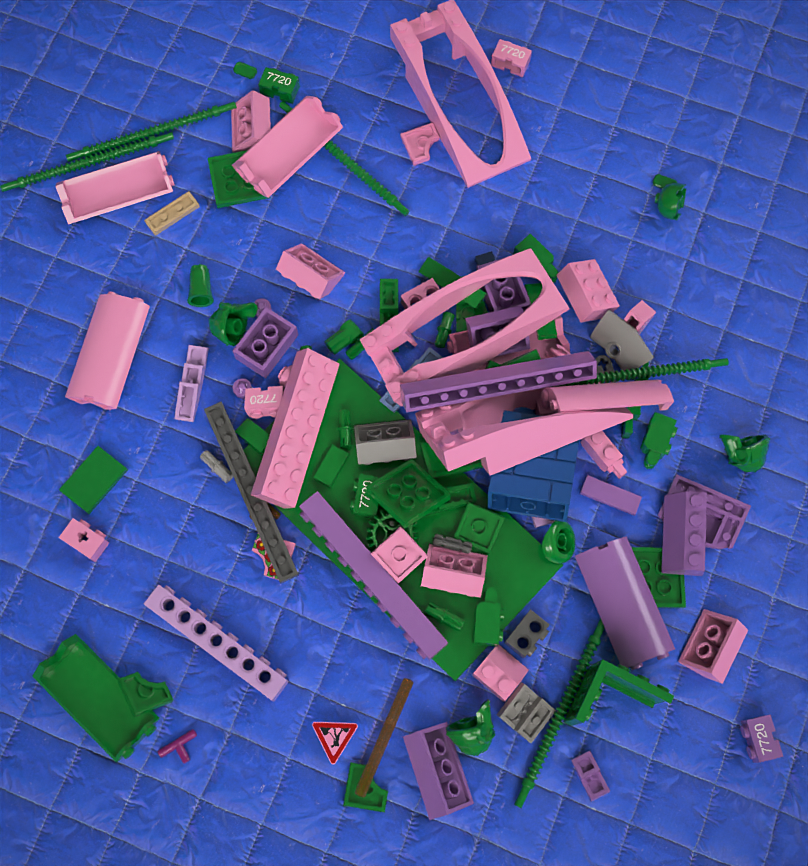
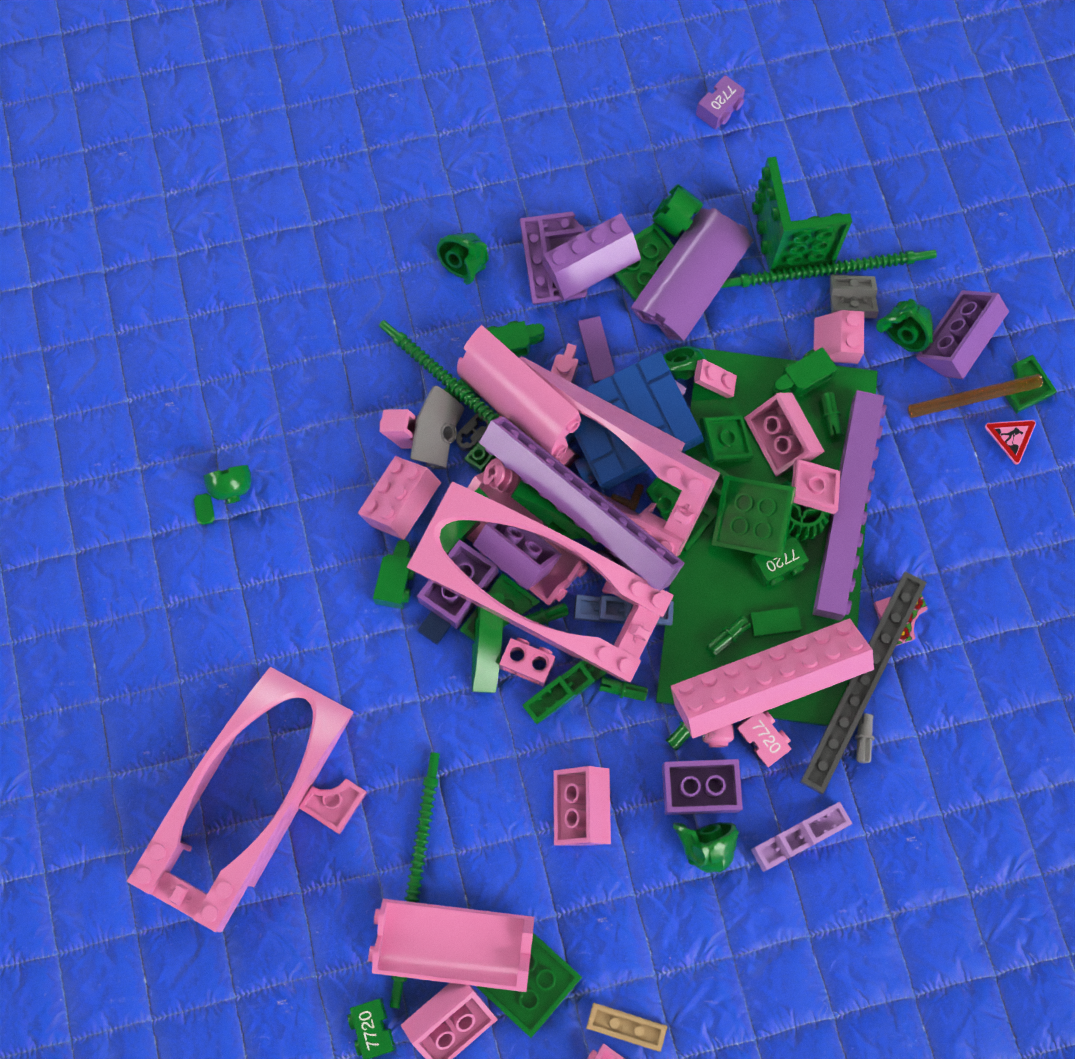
camera: 125 degrees left, 0 degrees up
(74, 534) = (1046, 799): bright pink brick -> none
(93, 479) = (978, 857): green tile -> none
(108, 351) = (840, 956): bright pink cylinder -> none
(157, 603) = (1031, 593): lavender brick -> none
(200, 287) = (691, 915): green plant -> none
(239, 387) = (764, 778): medium lavender tile -> none
(253, 435) = (806, 723): green slope -> none
(262, 304) = (661, 828): medium lavender tile -> none
(347, 334) = (623, 711): green piece -> none
(385, 442) = (712, 586): light grey slope -> none
(452, 543) = (760, 454): dark grey axle -> none
(511, 57) = (147, 773): bright pink brick -> none
(523, 631) = (787, 343): dark grey brick -> none
(528, 551) = (715, 378): none -> bright pink plate
(590, 776) = (863, 212): medium lavender slope -> none
(683, 625) = (676, 211): none -> green brick
(713, 645) = (659, 176): bright pink slope -> none

